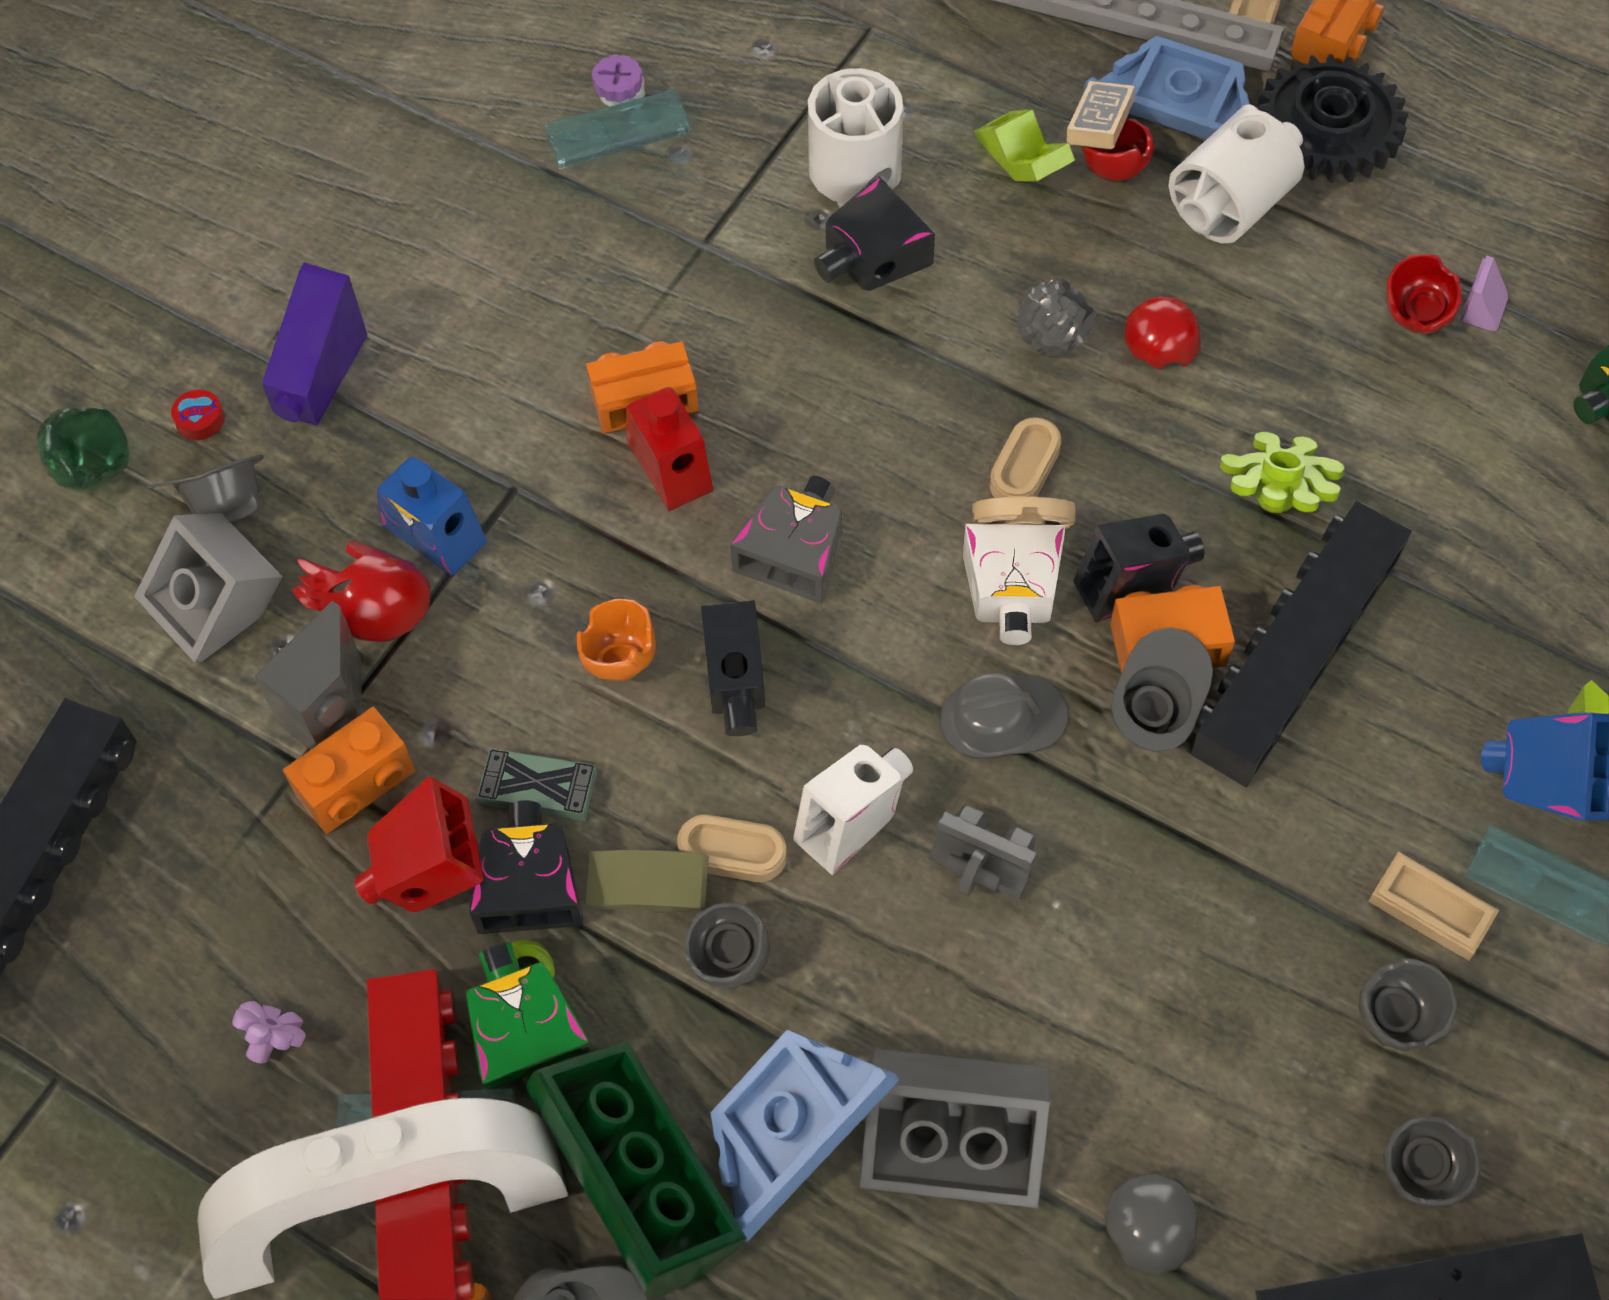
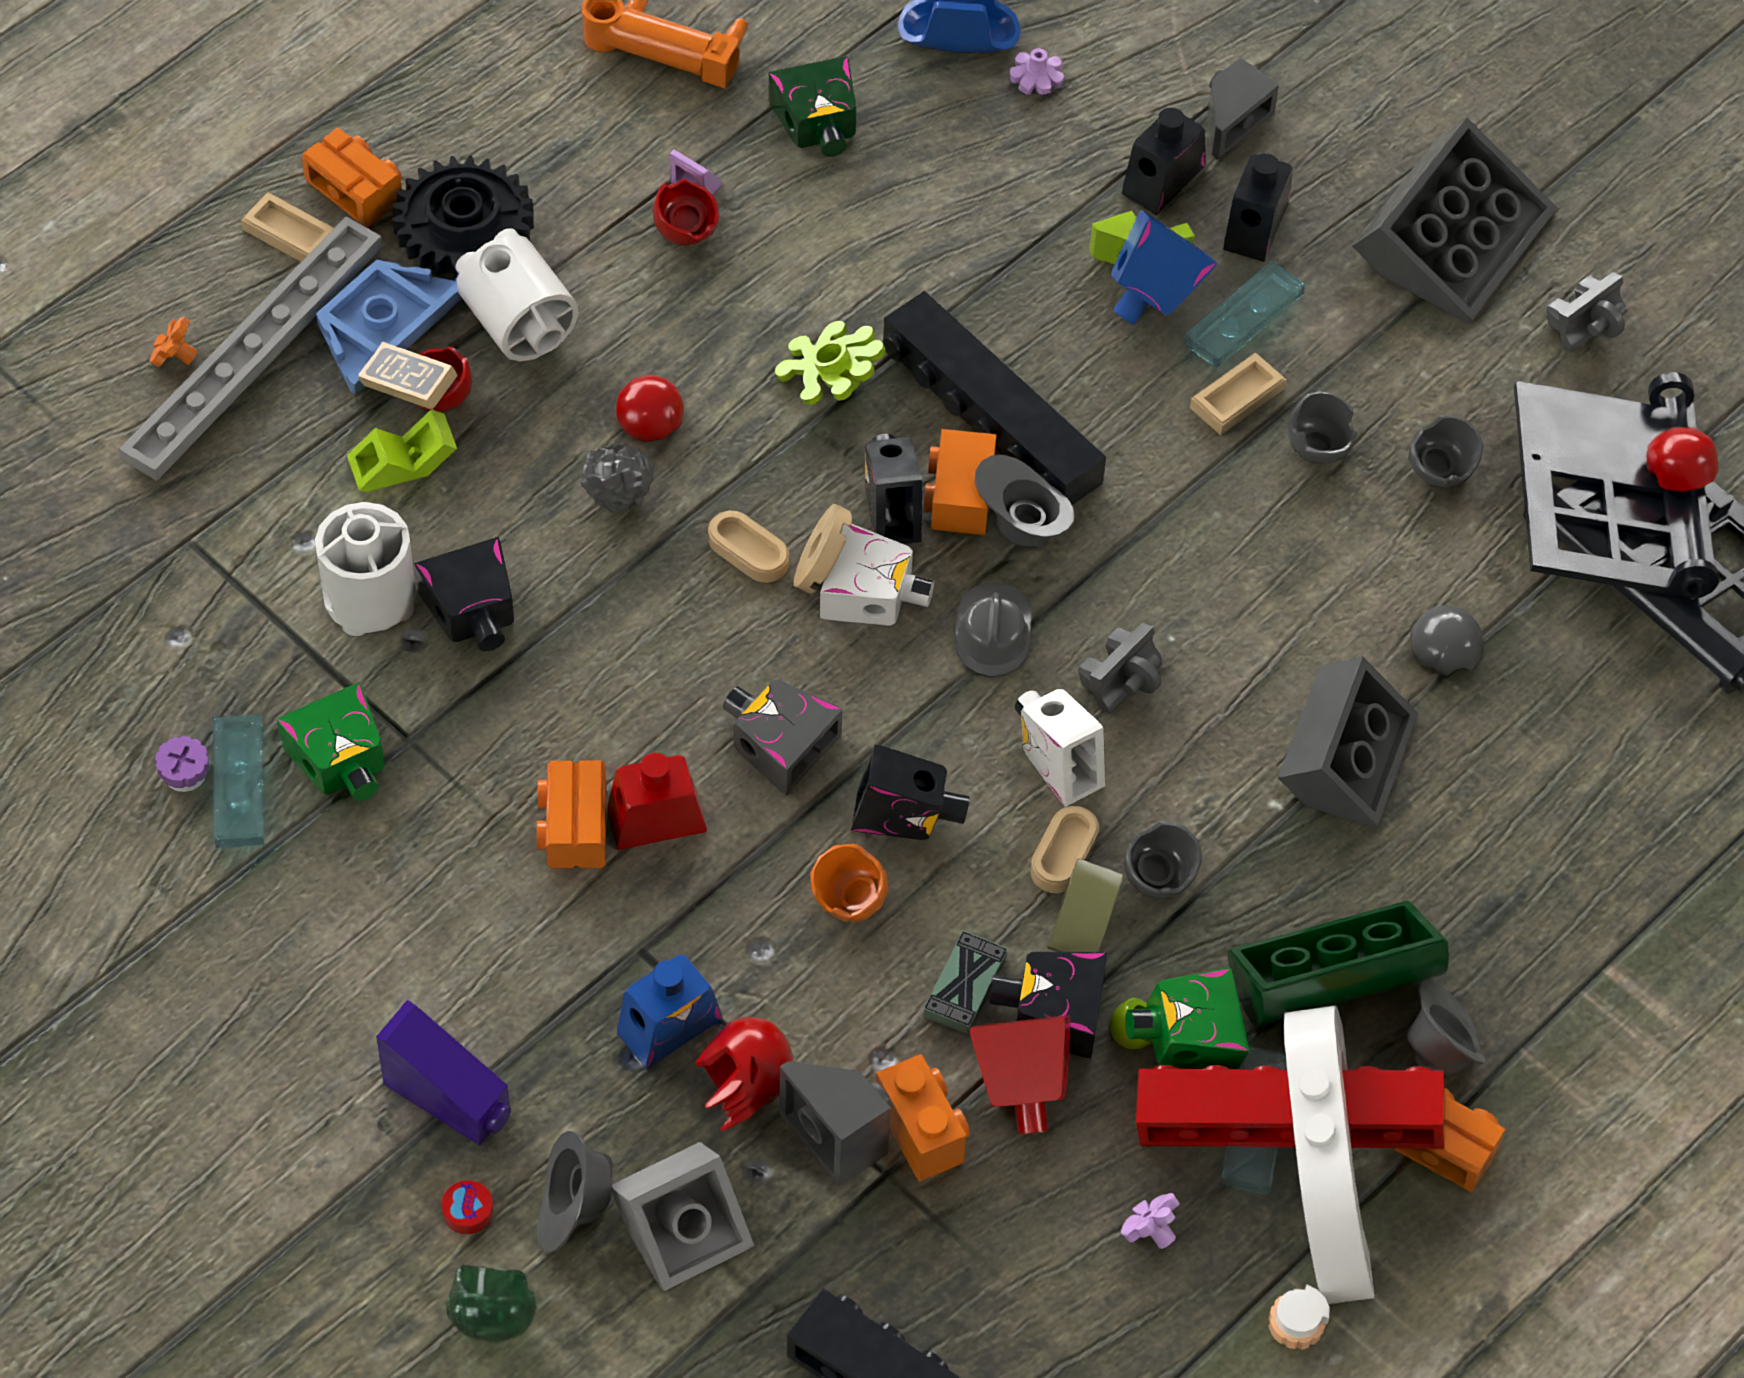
camera: 80 degrees left, 5 degrees down
(173, 1217) = (1299, 1318): none -> white piece
(671, 182) = (335, 742): none -> green torso
(789, 1120) = (1326, 842): medium blue wing -> none

